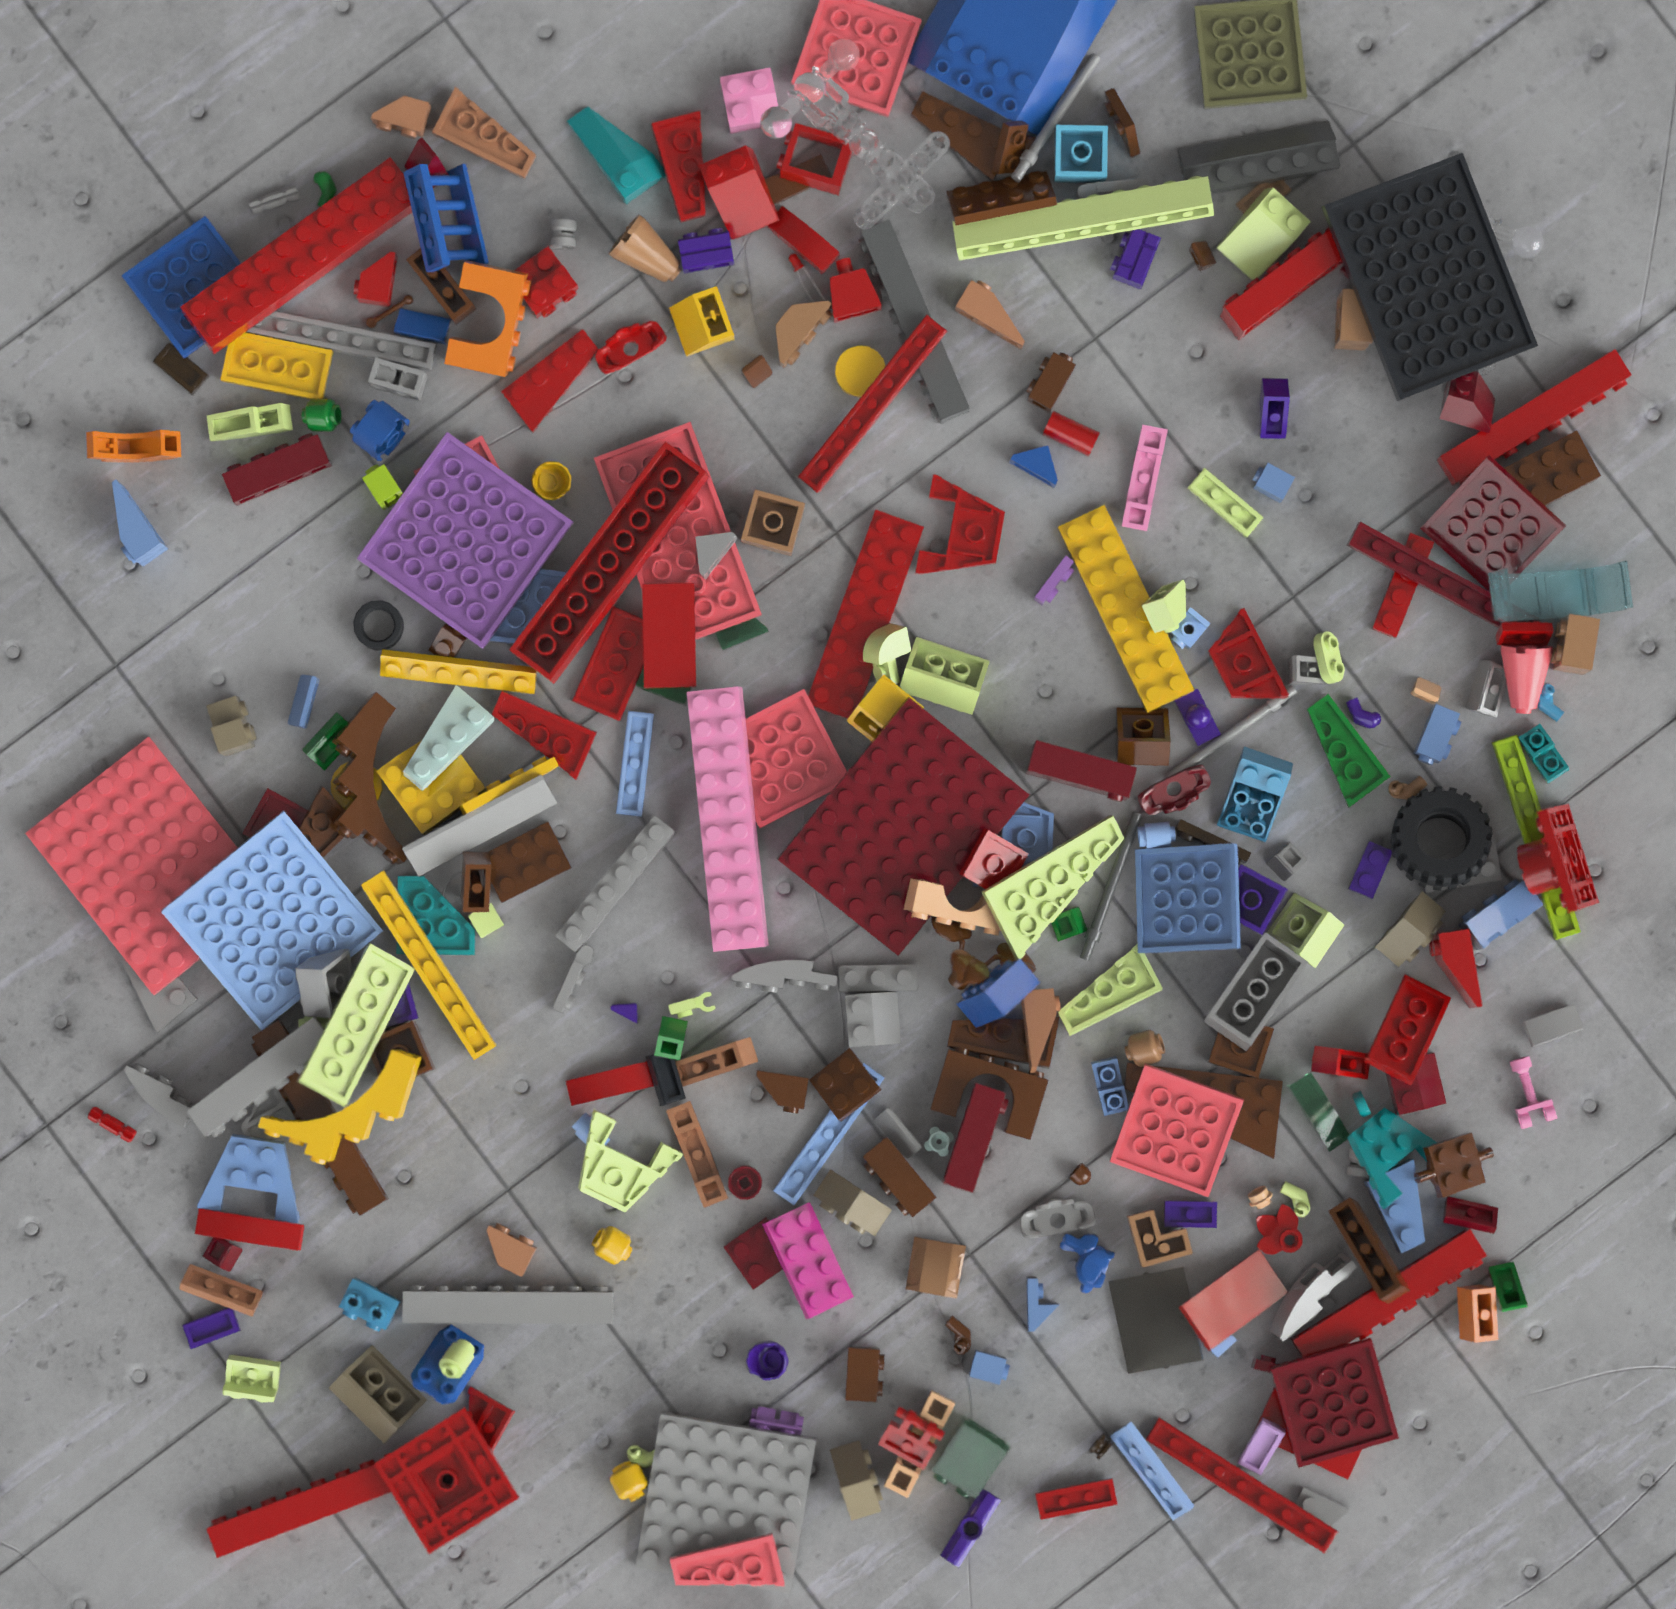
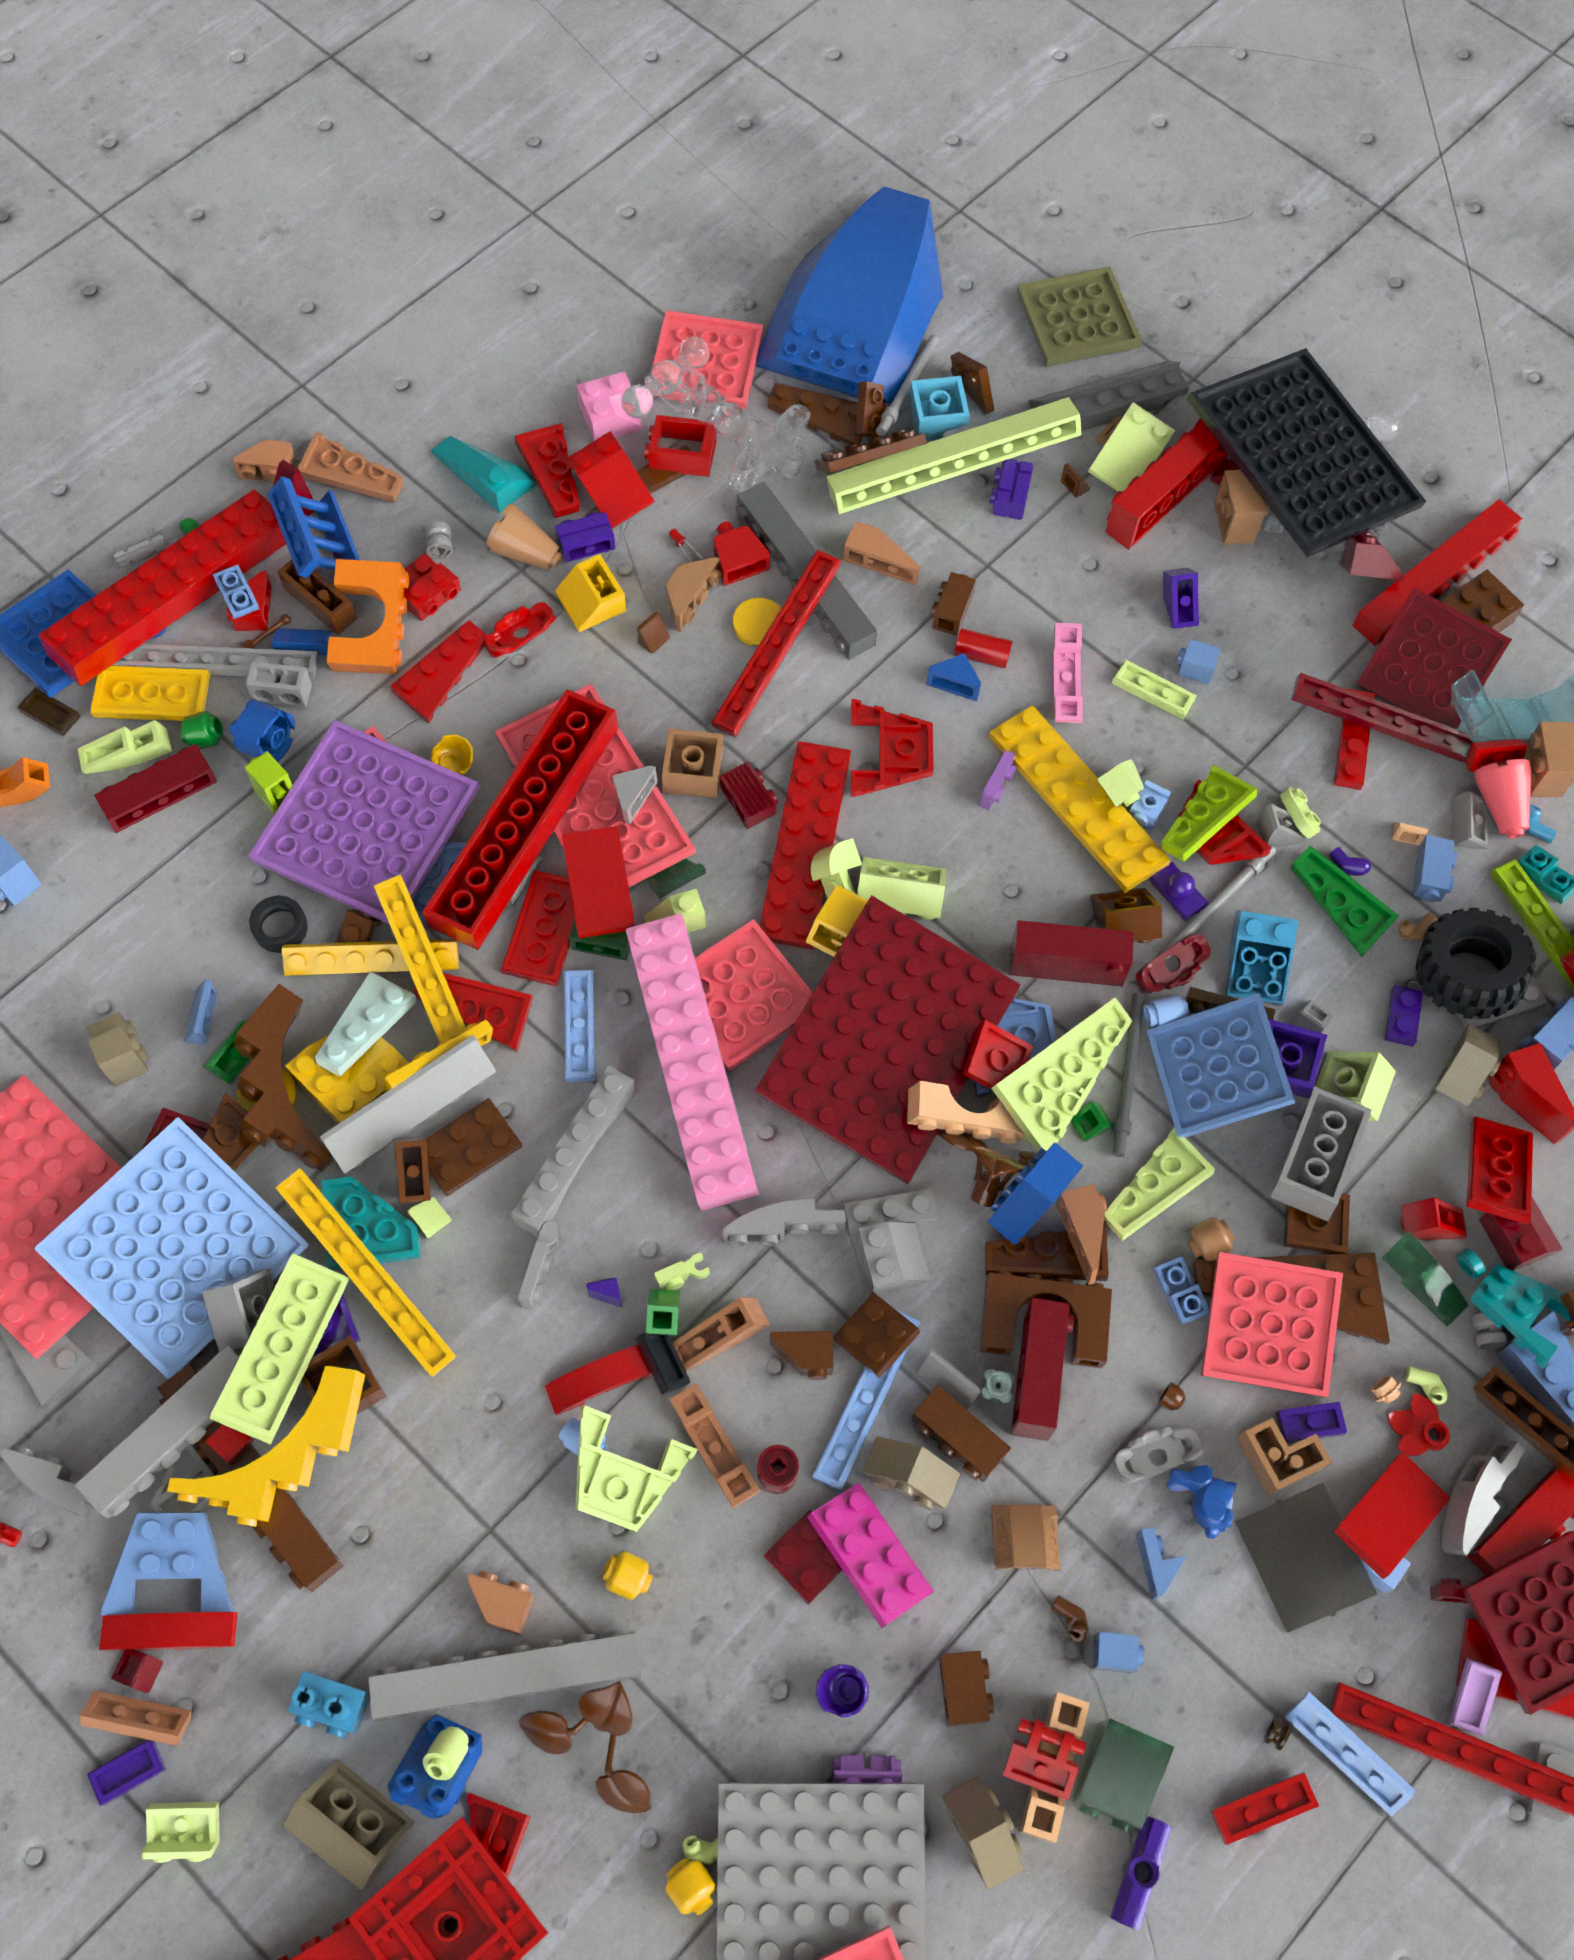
camera: 10 degrees left, 20 degrees down
(305, 1095) = (229, 1443): none -> red tile
(365, 276) = (236, 591): none -> medium blue slope
(502, 688) = (420, 958): none -> yellow plate
(583, 1350) = (608, 1712): none -> reddish brown plant
(734, 673) = (686, 903): none -> yellowish green slope
(804, 240) = (683, 515): red slope -> none
(819, 560) = (748, 795): none -> dark red brick
(1243, 646) = (1212, 807): none -> lime wing

